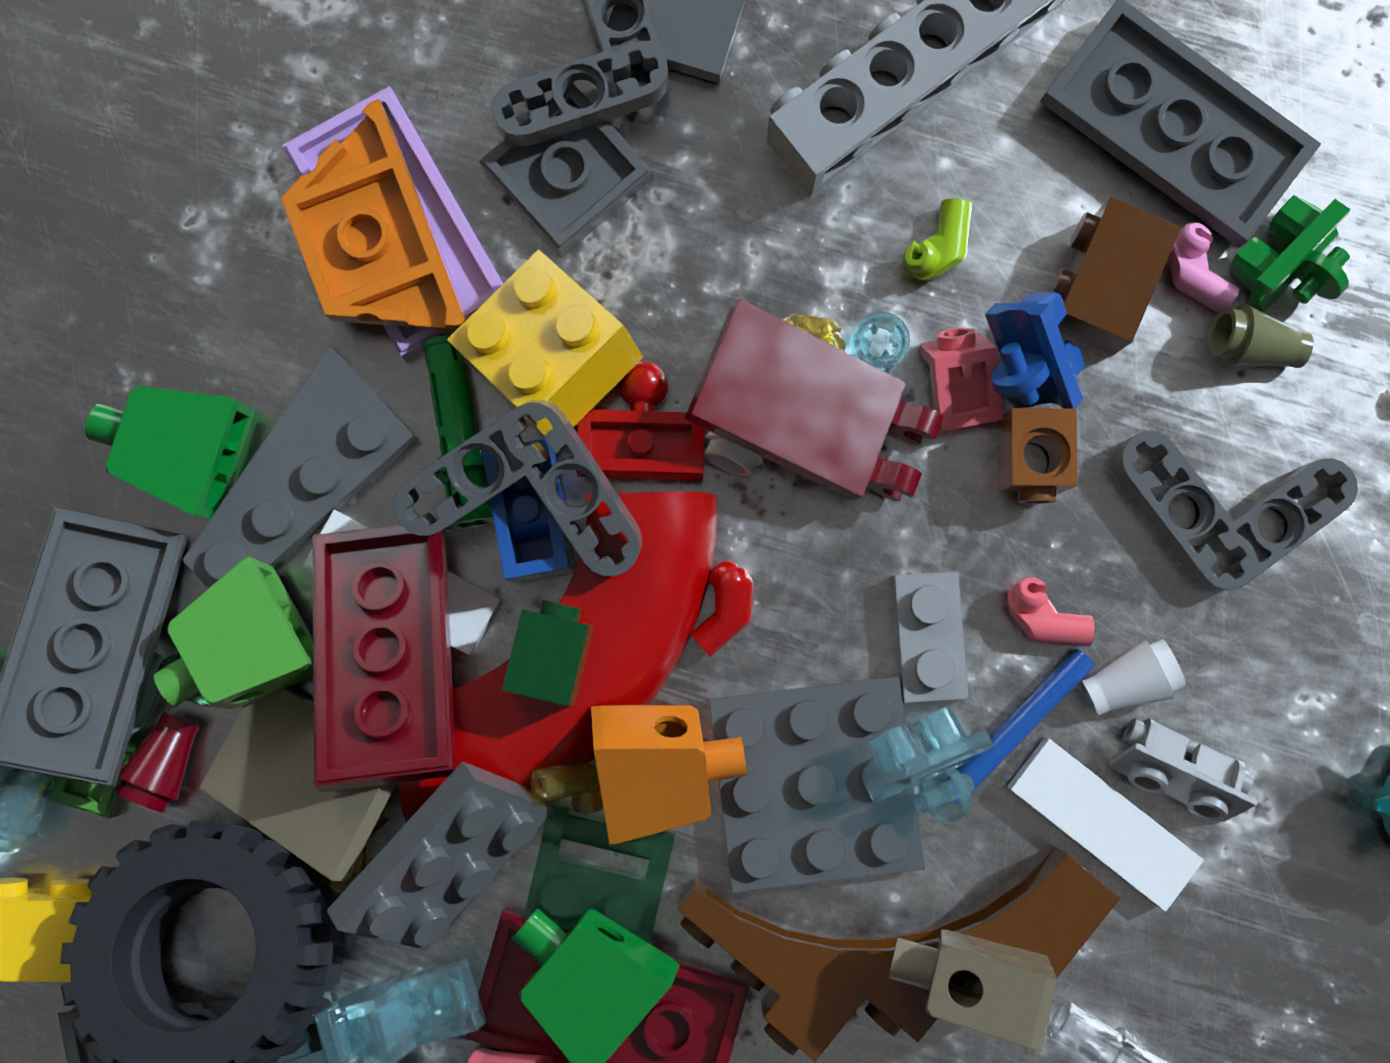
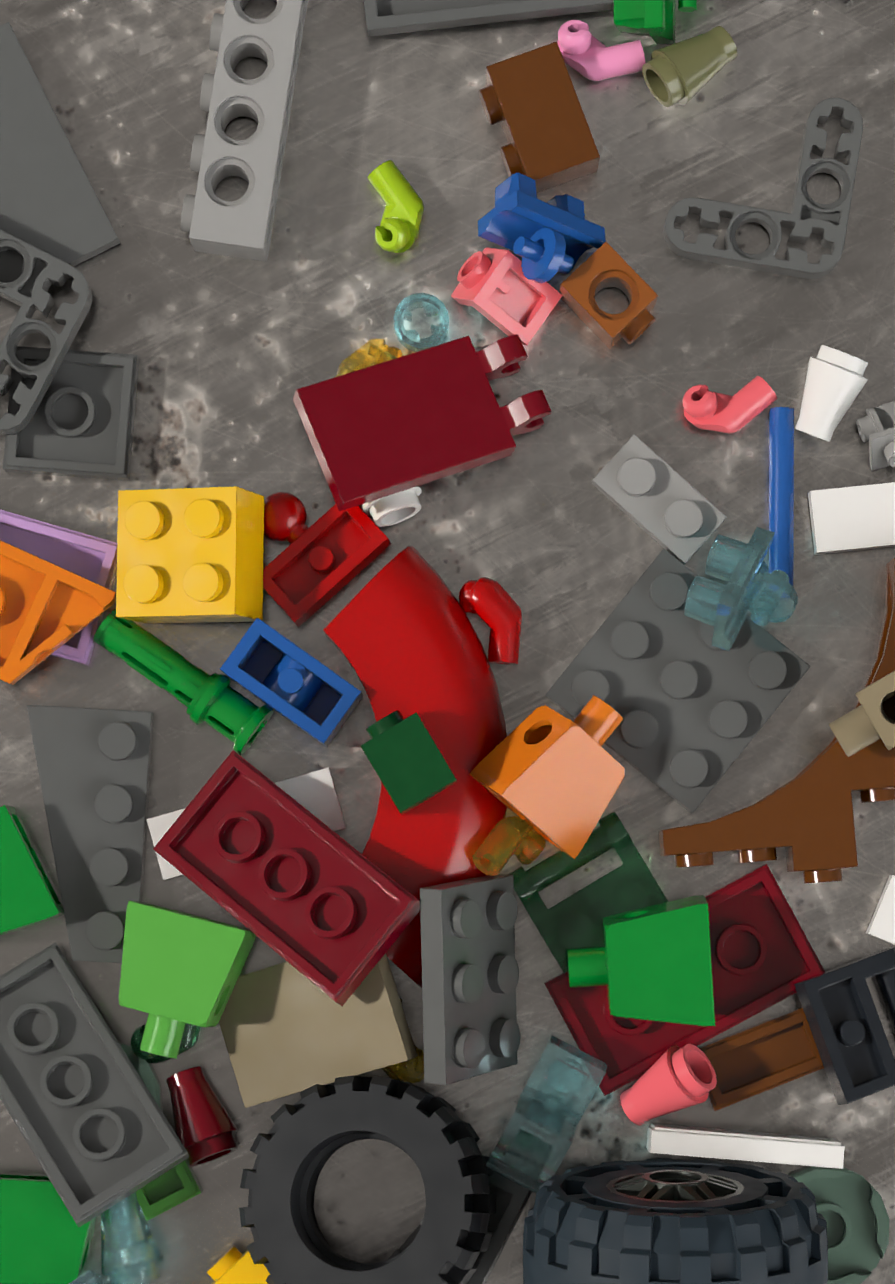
camera: 45 degrees left, 0 degrees up
(520, 460) = (256, 652): dark grey beam -> none

